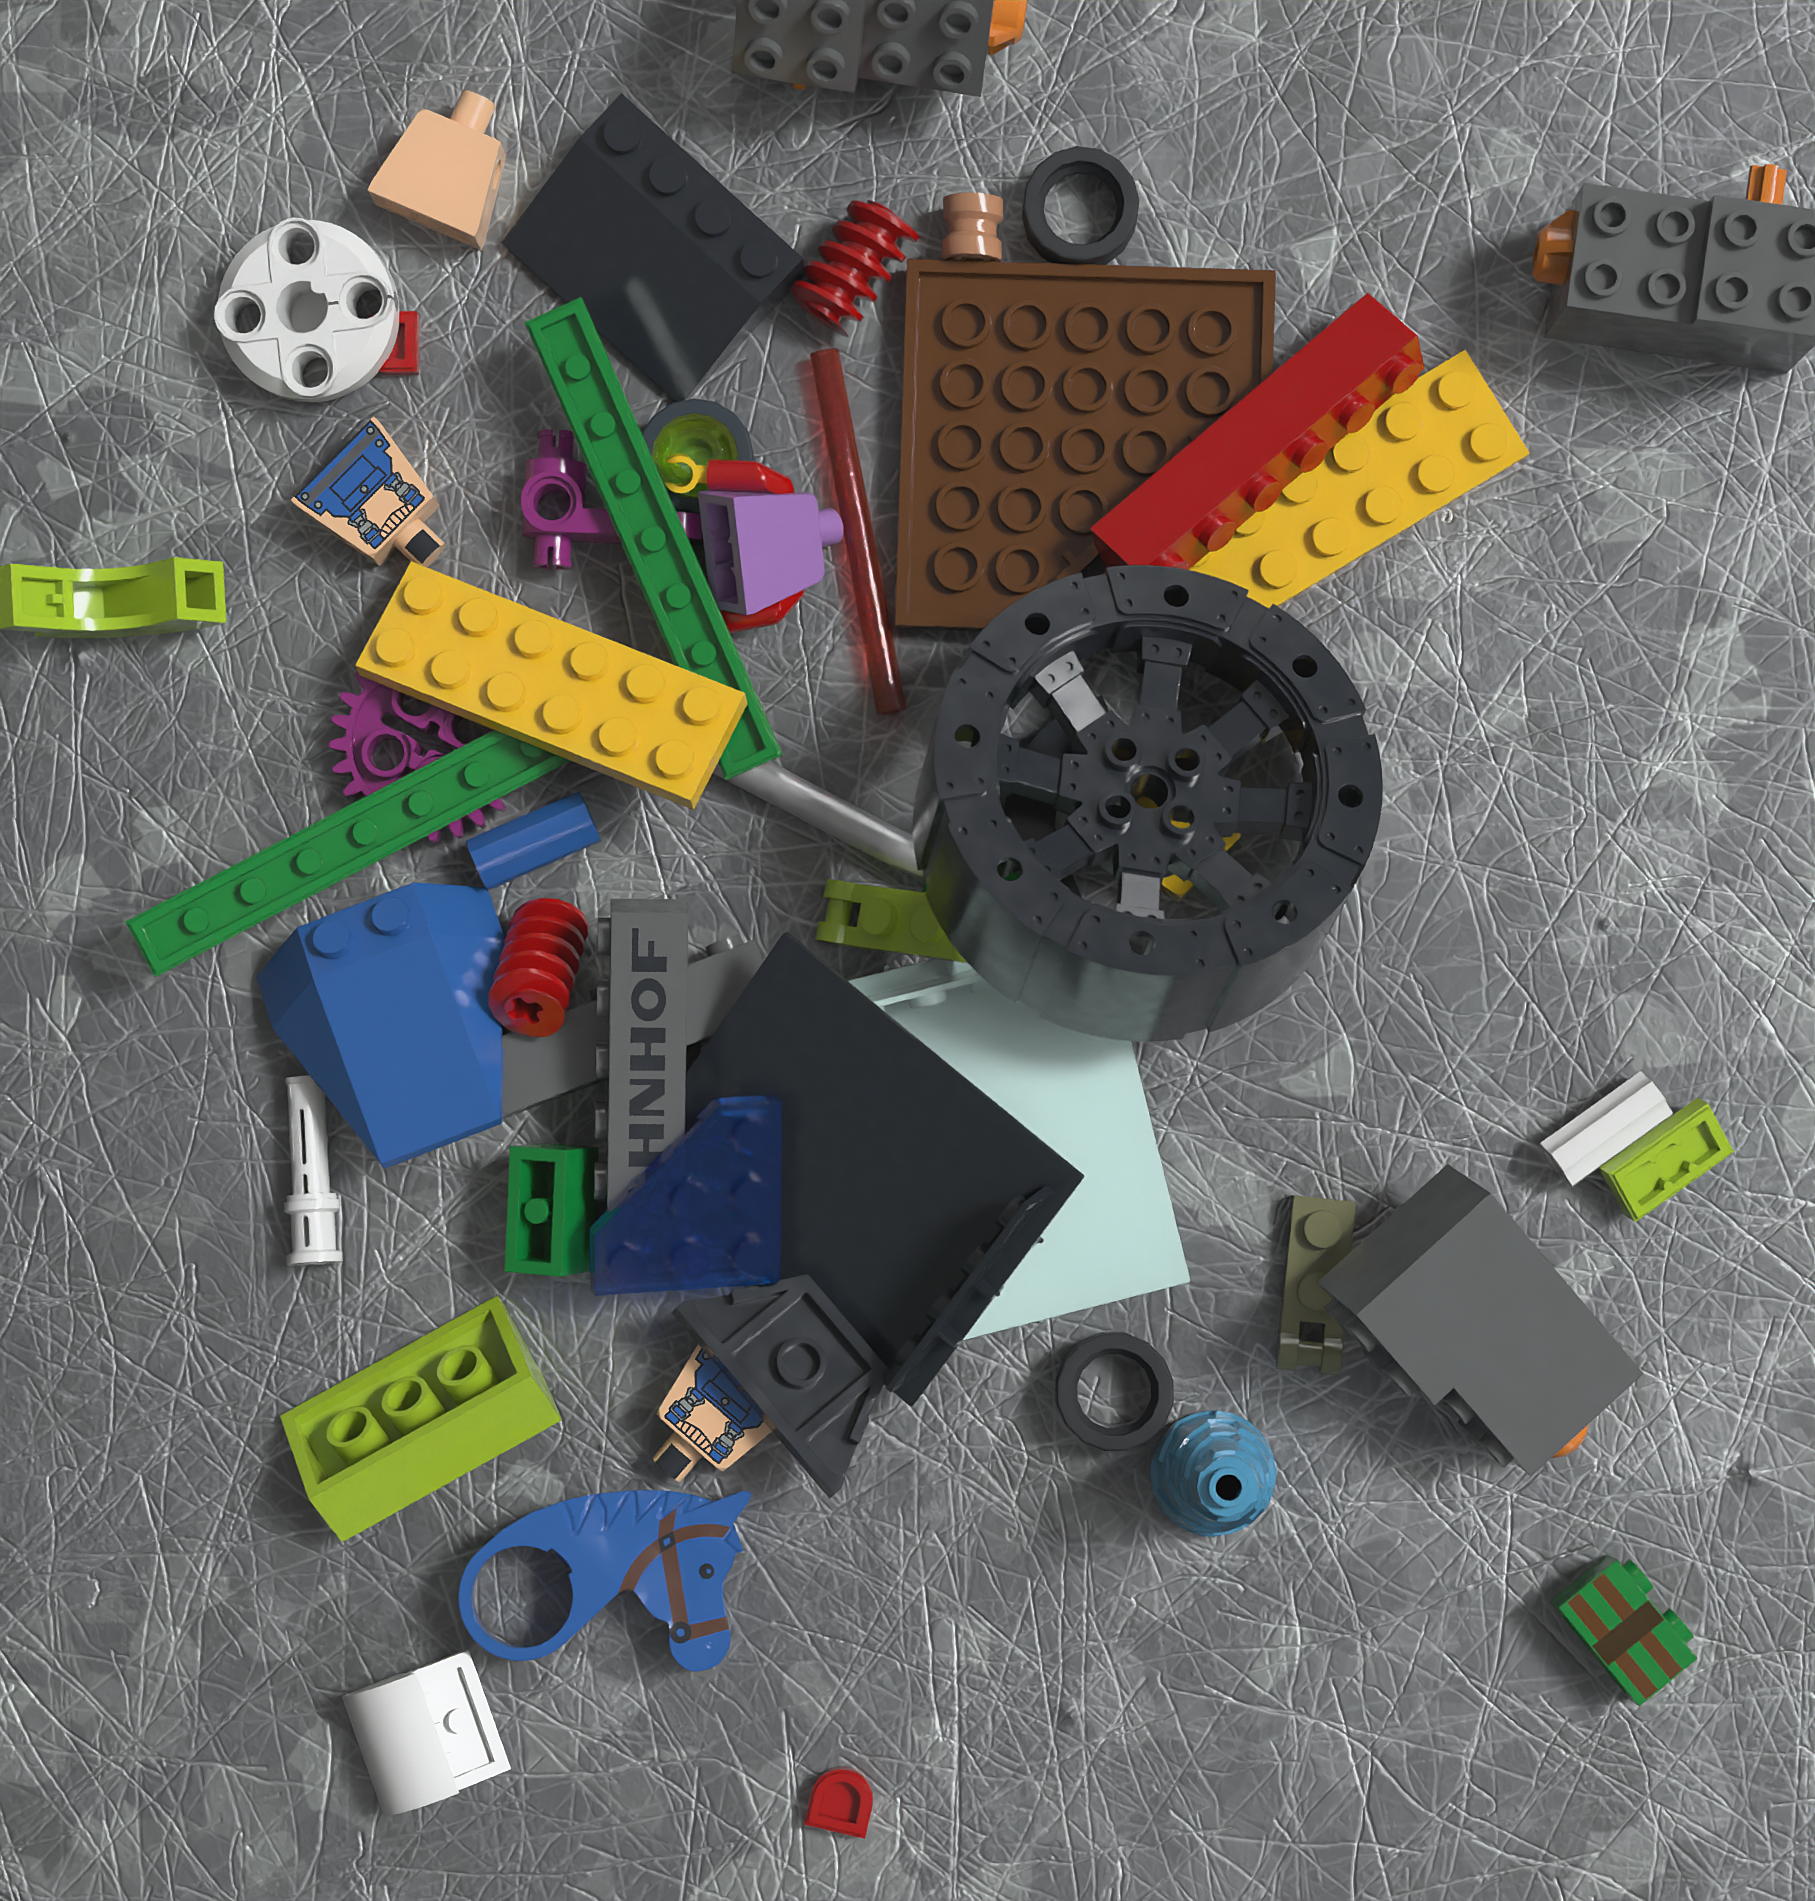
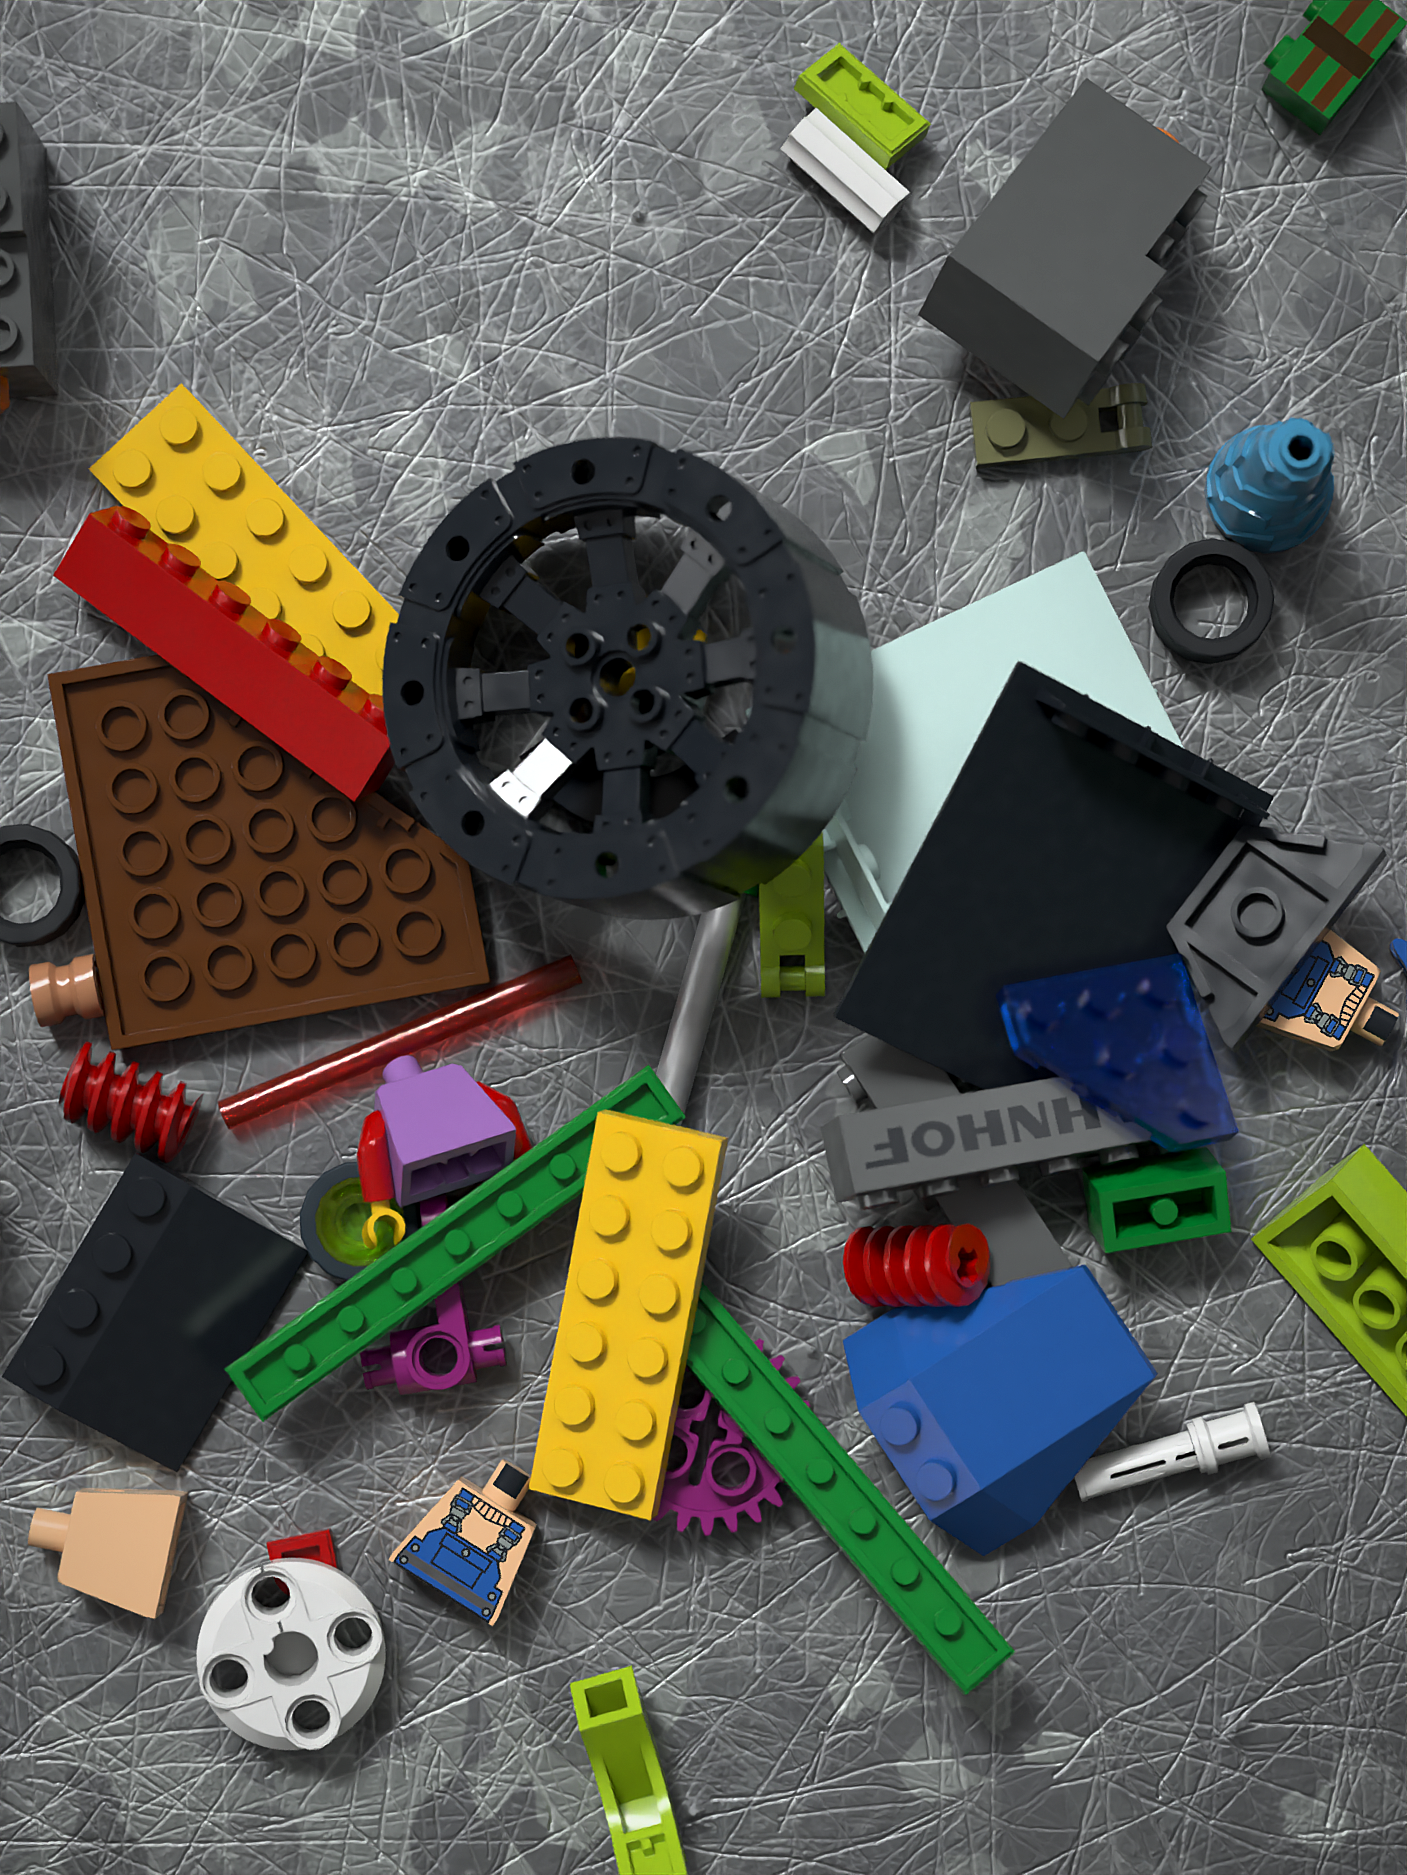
camera: 105 degrees left, 0 degrees up
(533, 840) = (786, 1302): blue axle -> none

